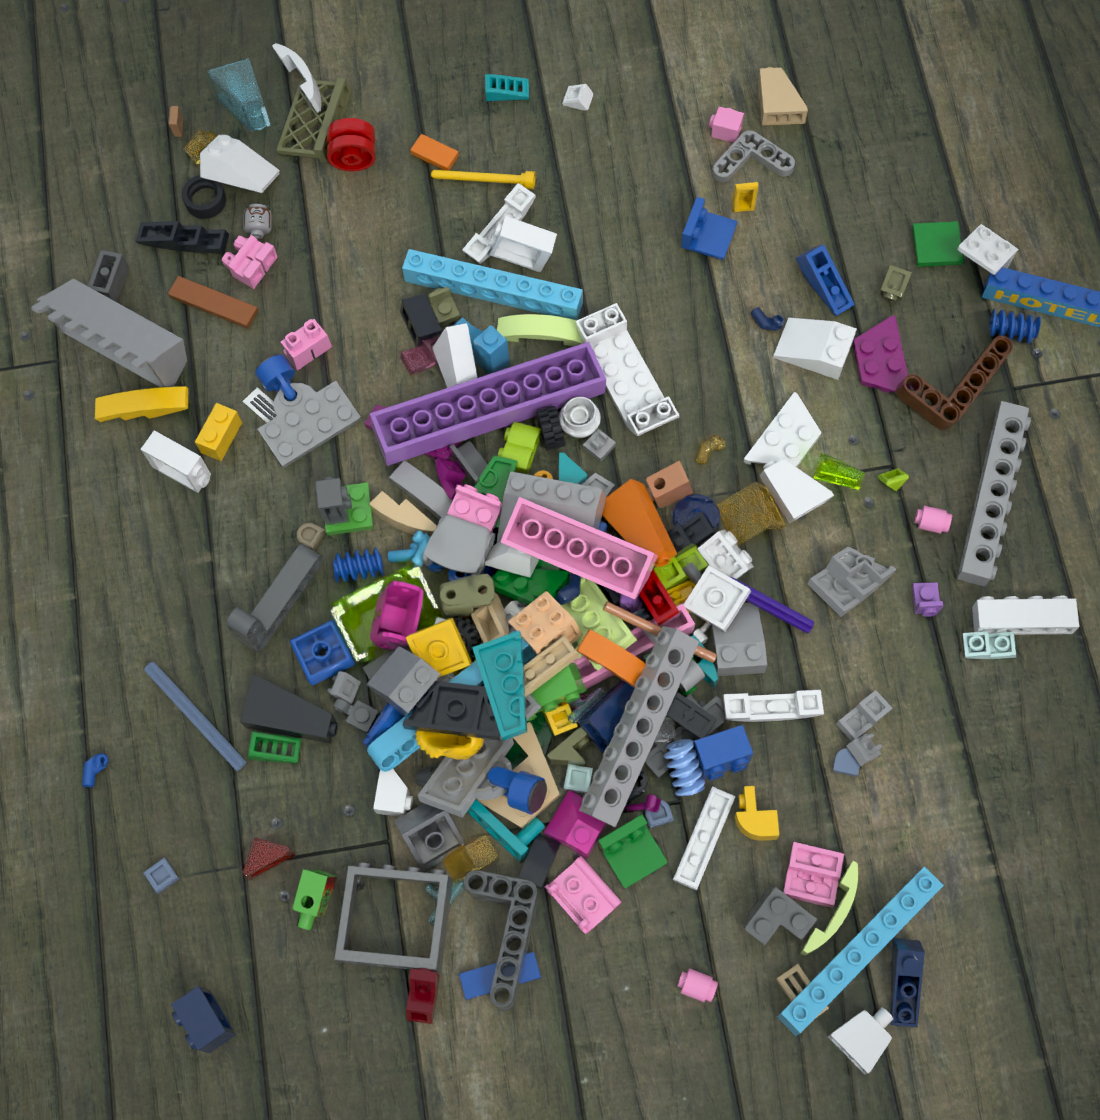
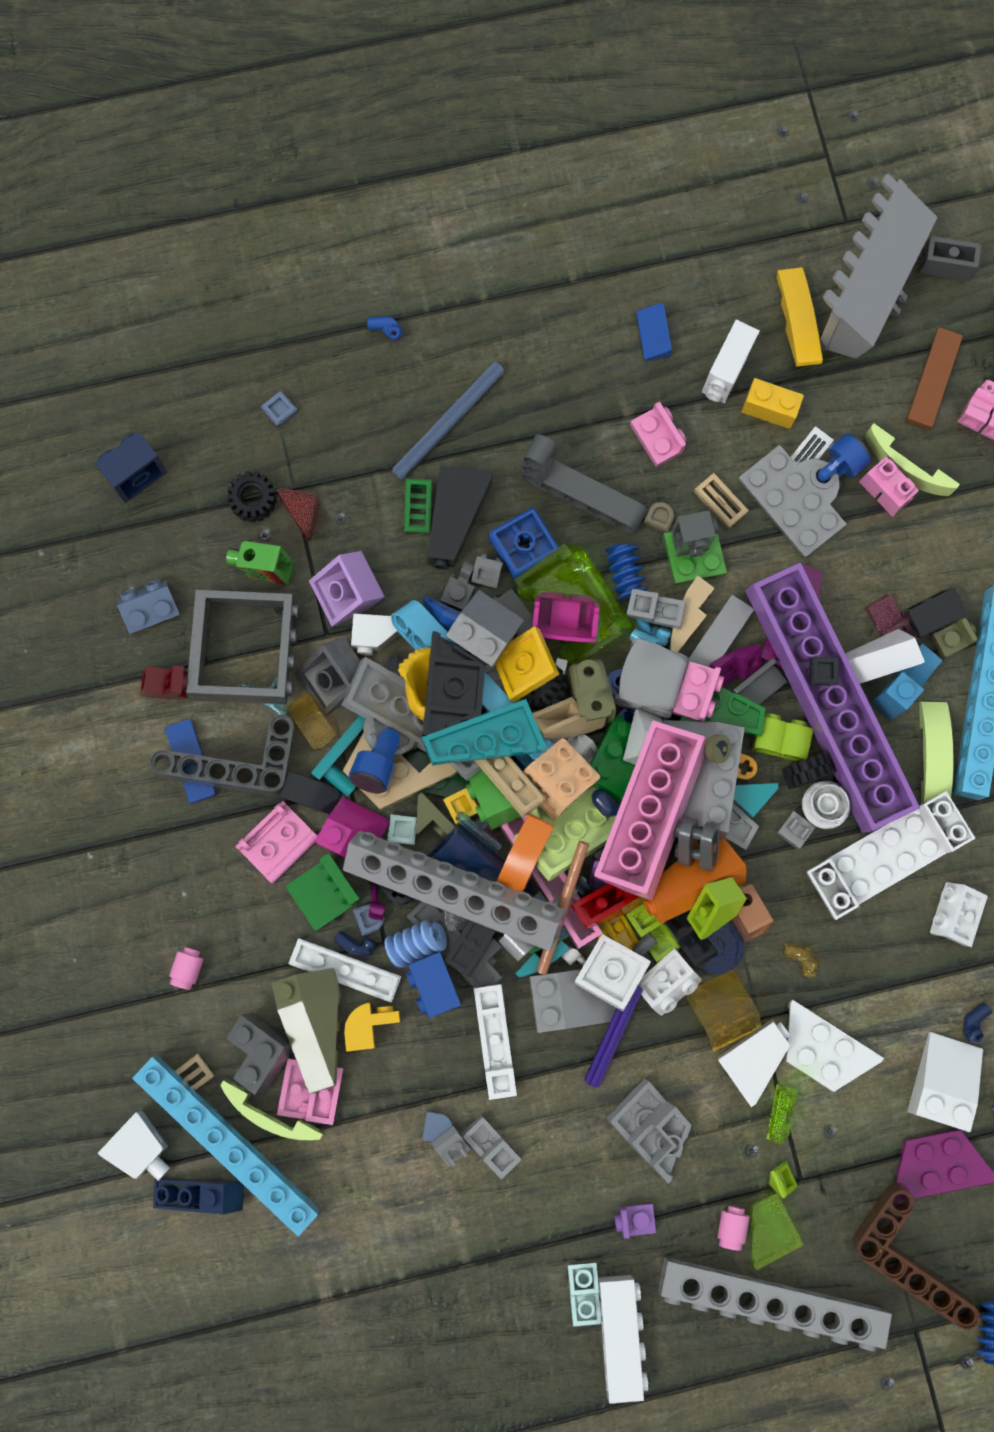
camera: 75 degrees right, 10 degrees up
(136, 527) = (654, 332): none -> blue slope
(233, 529) = (659, 435): none -> bright pink bracket
(235, 893) = (251, 481): none -> black tyre
(266, 347) = (936, 484): none -> yellowish green slope
(296, 476) = (714, 508): none -> tan tile
(343, 1012) = (147, 606): none -> sand blue bracket
(346, 818) = (346, 587): none -> lavender slope
(396, 539) = (656, 609): none -> light grey slope
(467, 403) = (824, 671): none -> black tile
(529, 490) = (717, 748): none -> olive tile
(600, 519) = (688, 836): none -> dark grey brick
(665, 506) = (716, 906): none -> lime slope
(677, 325) = (958, 913): none -> white bracket
(683, 828) = (353, 947): none -> dark blue arm
(750, 866) = (310, 1017): none -> olive wedge
(935, 490) = (771, 1231): none -> clear neon green wing

